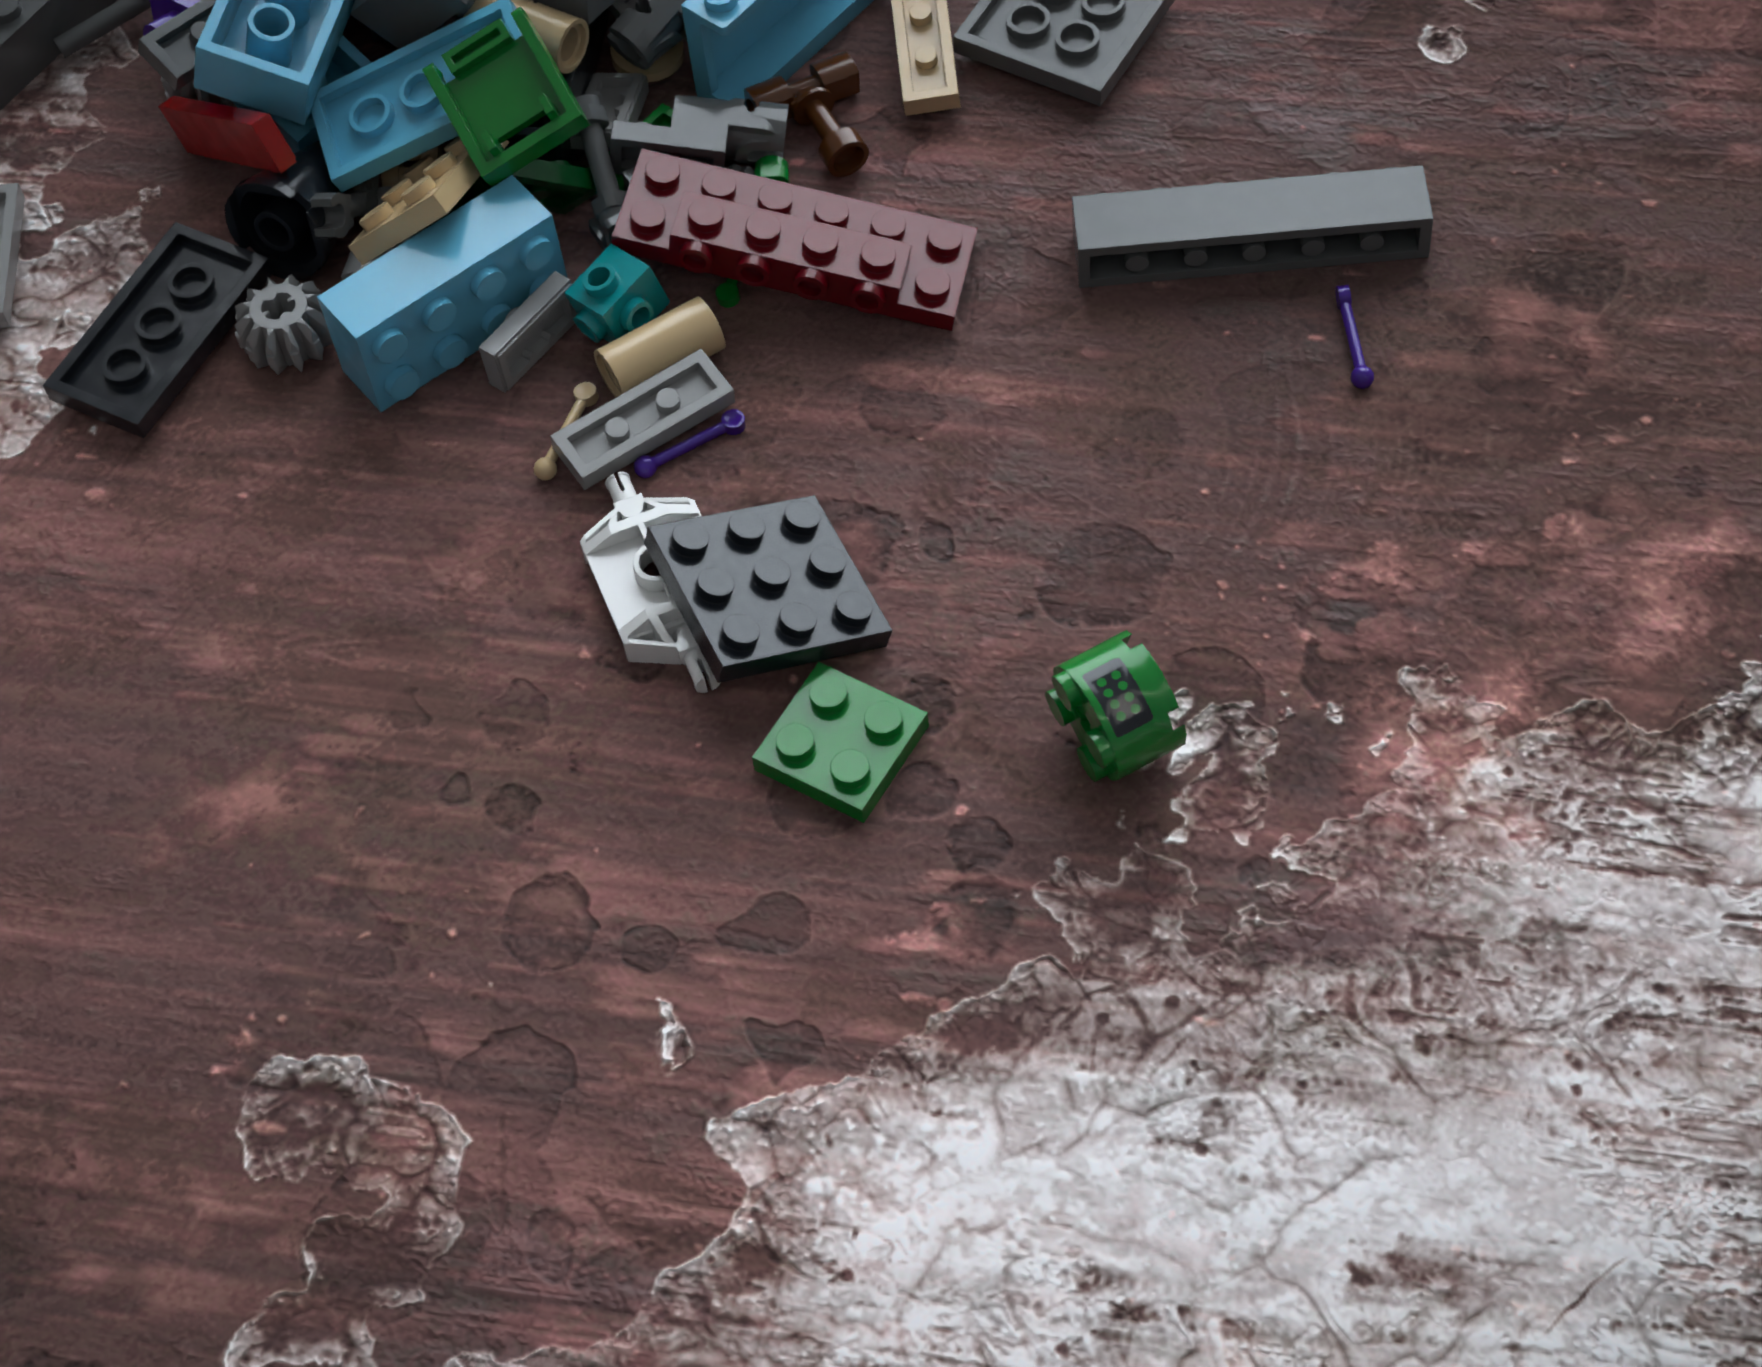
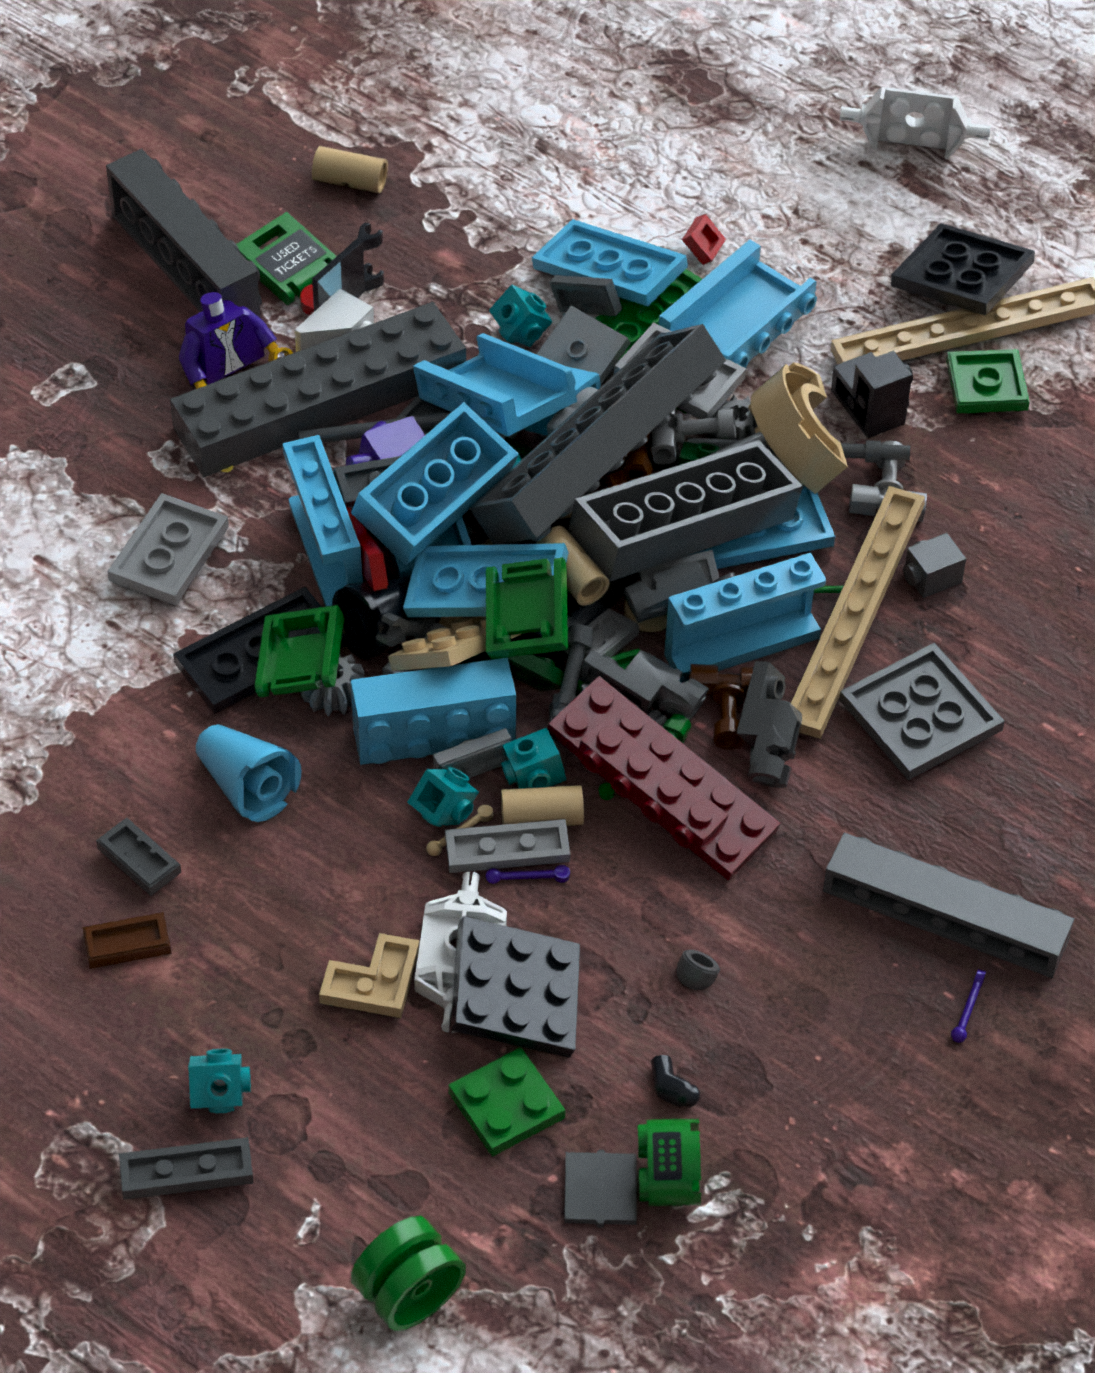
camera: 20 degrees right, 5 degrees down
(146, 667) = (138, 856): none -> dark grey plate
(156, 122) = (322, 518): none -> medium azure panel
(192, 785) = (126, 940): none -> reddish brown tile
(227, 312) = (299, 661): none -> green container
(236, 483) = (249, 771): none -> medium azure cone
(414, 900) = (216, 1095): none -> teal brick
(457, 1047) = (185, 1168): none -> dark grey plate
(509, 403) = (444, 797): none -> teal brick
(577, 681) = (374, 988): none -> tan plate
(858, 1028) = (408, 1273): none -> green wheel
(895, 117) = (769, 726): none -> dark grey plate
(983, 457) = (693, 974): none -> dark grey piece
(1033, 791) = (600, 1188): none -> dark grey piece
(1047, 616) = (671, 1087): none -> black arm

